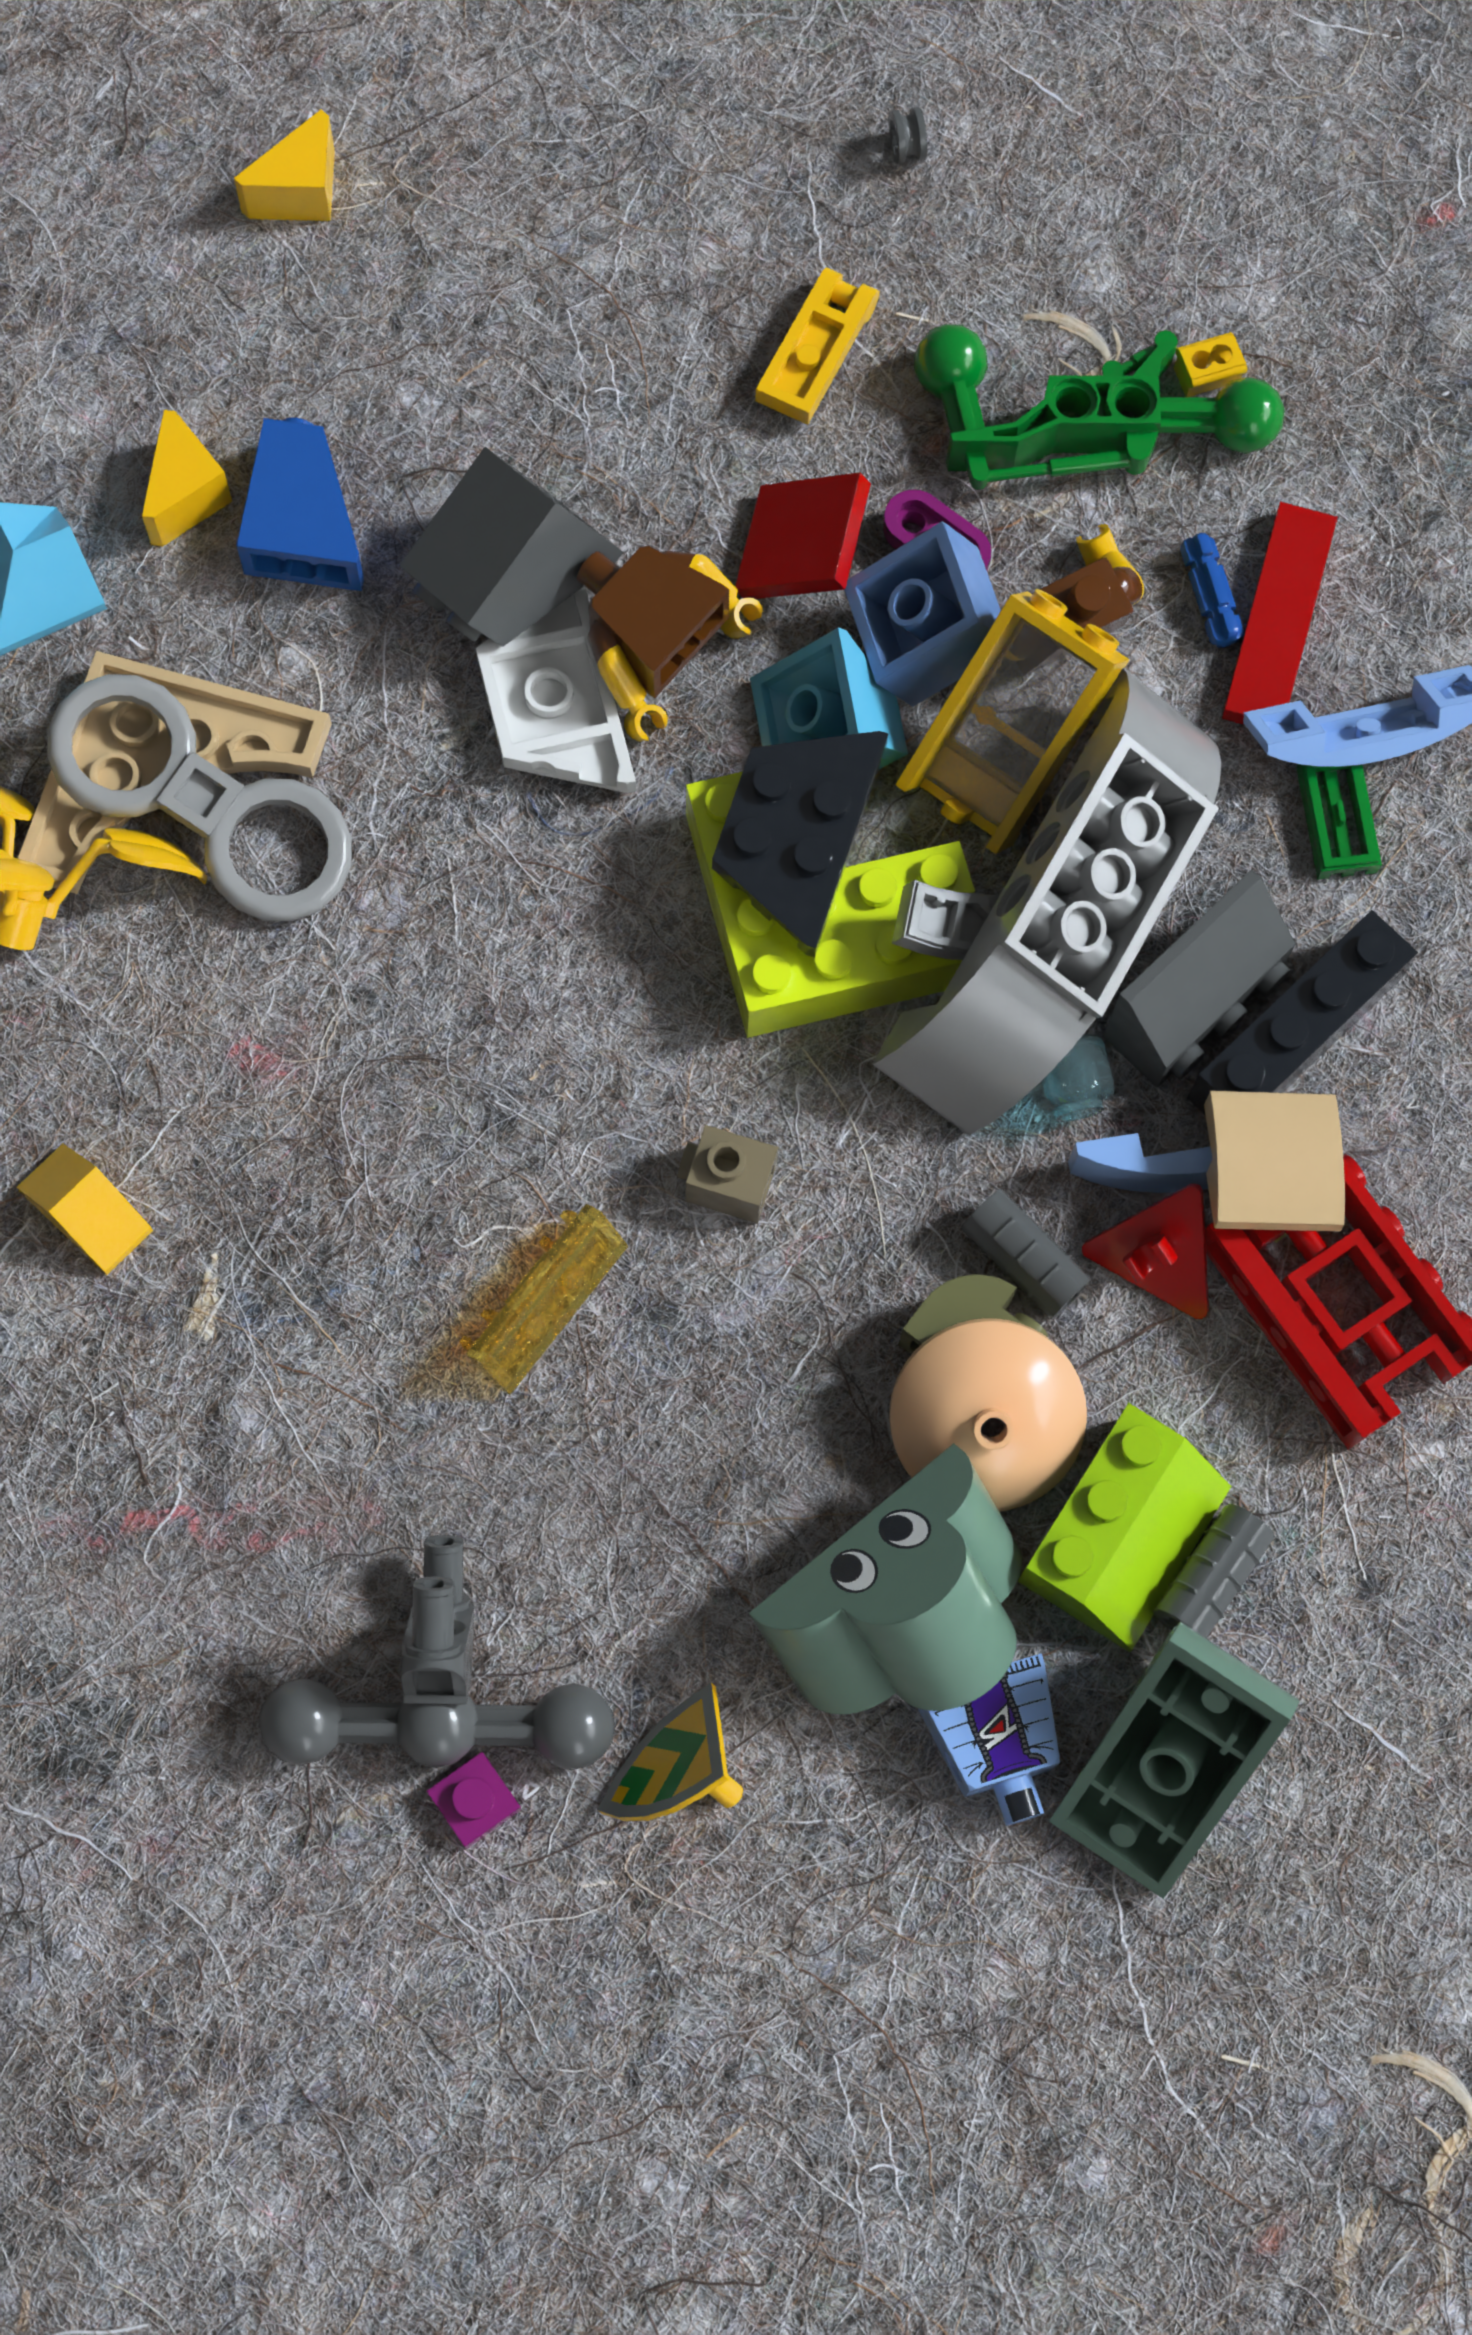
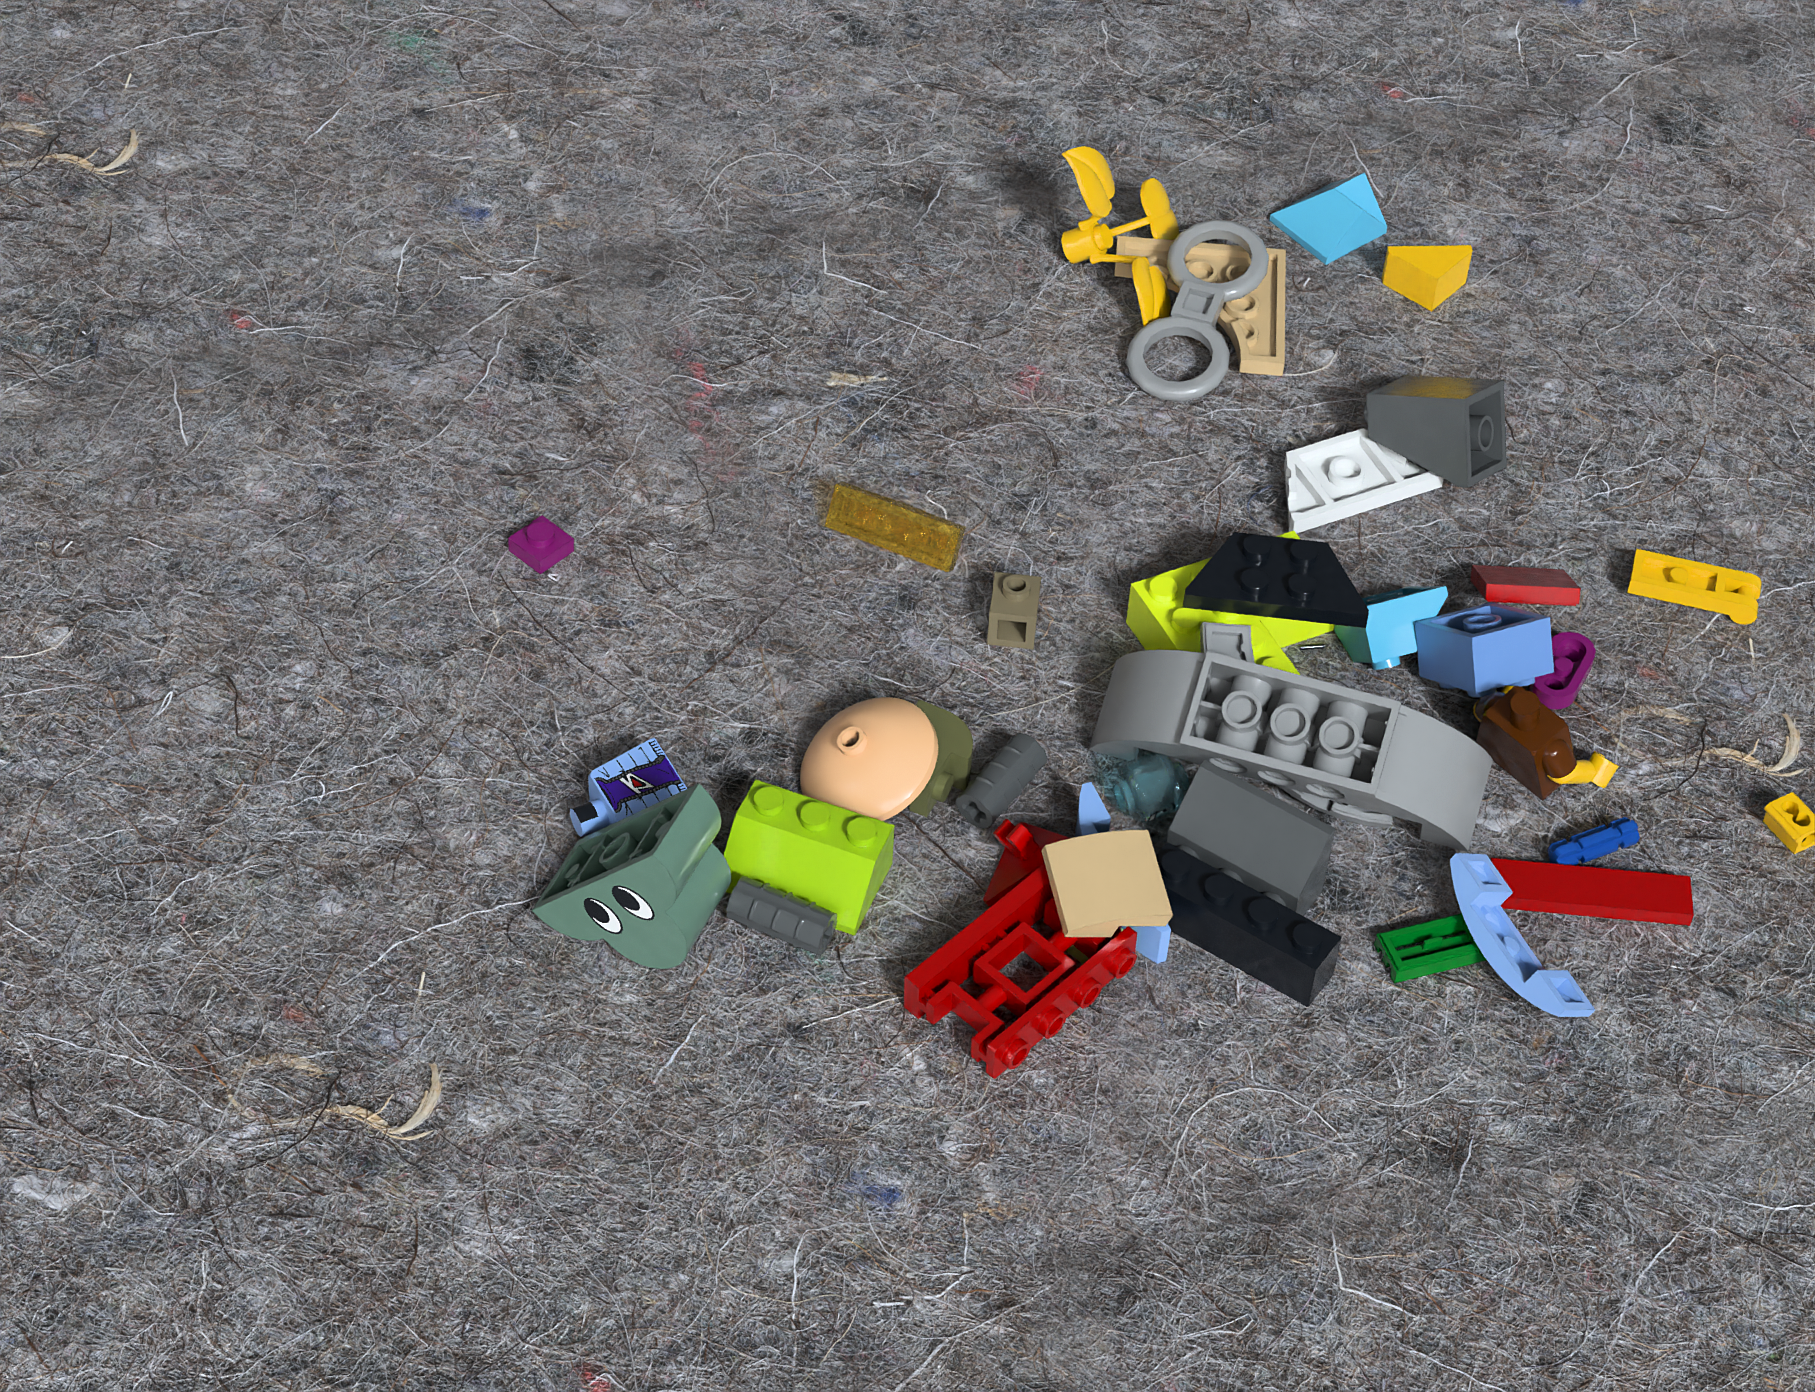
camera: 80 degrees right, 25 degrees down
(85, 1207) = (895, 308): yellow slope -> none
(292, 176) = (1692, 295): yellow slope -> none
(296, 511) = (1434, 330): blue slope -> none
(437, 1716) = (617, 490): dark grey connector -> none
(654, 621) = (1417, 501): reddish brown torso -> none
(675, 1764) = (577, 641): shield -> none
(903, 1600) = (727, 717): sand green brick -> none
(954, 362) = (1711, 752): green piece -> none
(1014, 716) = (1442, 678): door -> none

